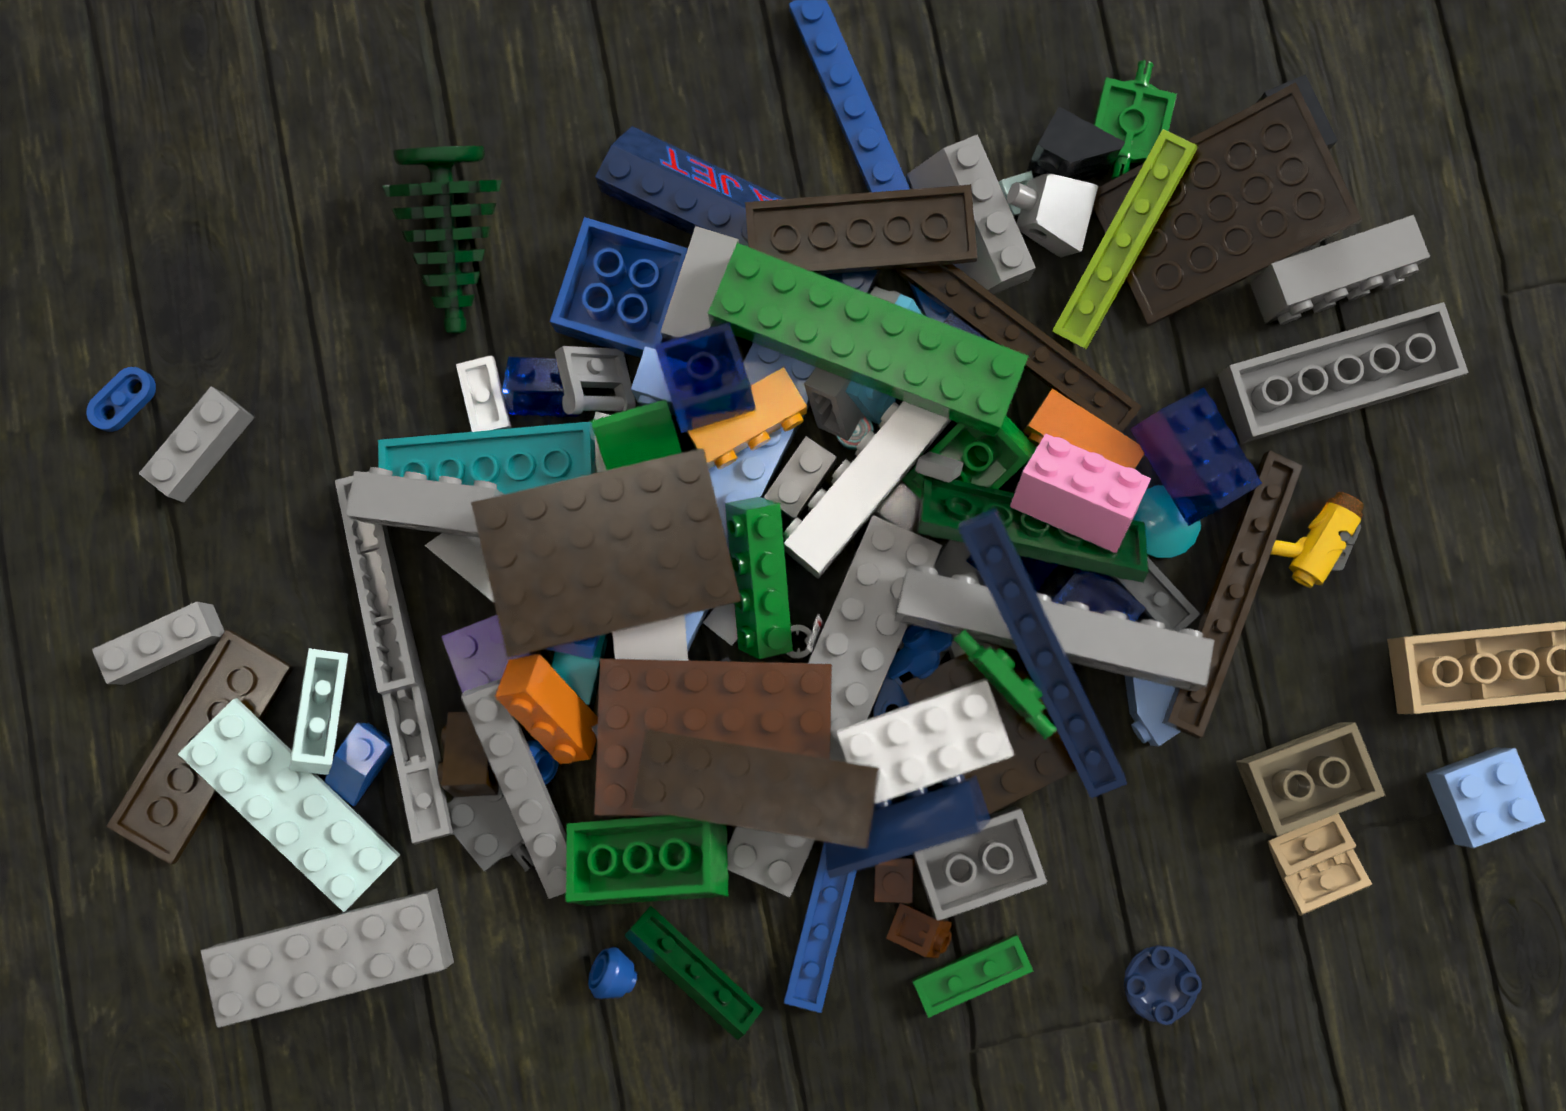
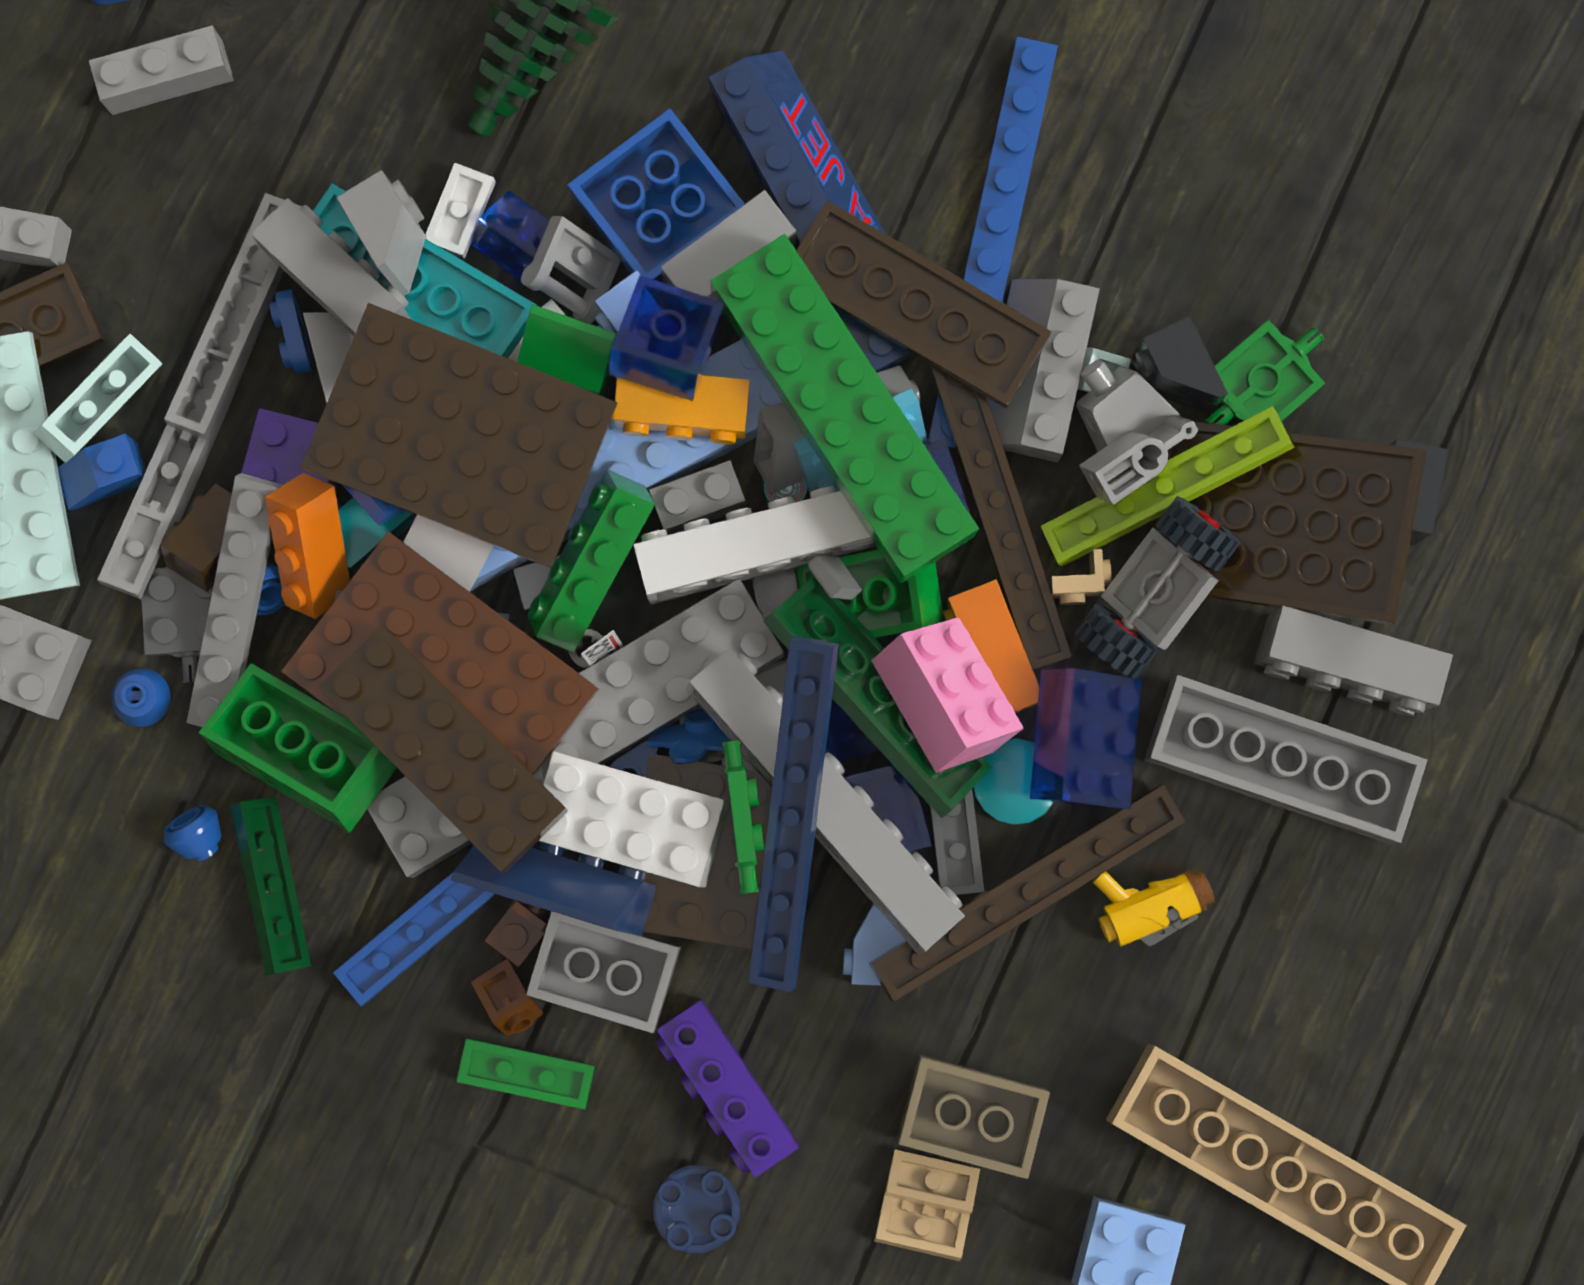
camera: 30 degrees right, 0 degrees up
(413, 555) = (296, 348): none -> blue plate
(441, 438) = (387, 227): none -> light grey slope
(511, 897) = (153, 697): none -> blue cone
(1090, 235) = (1116, 468): none -> light grey piece
(1119, 342) = (1074, 588): none -> tan bracket
(1123, 883) = (727, 1088): none -> dark purple brick
(1172, 314) = (1158, 588): none -> plate

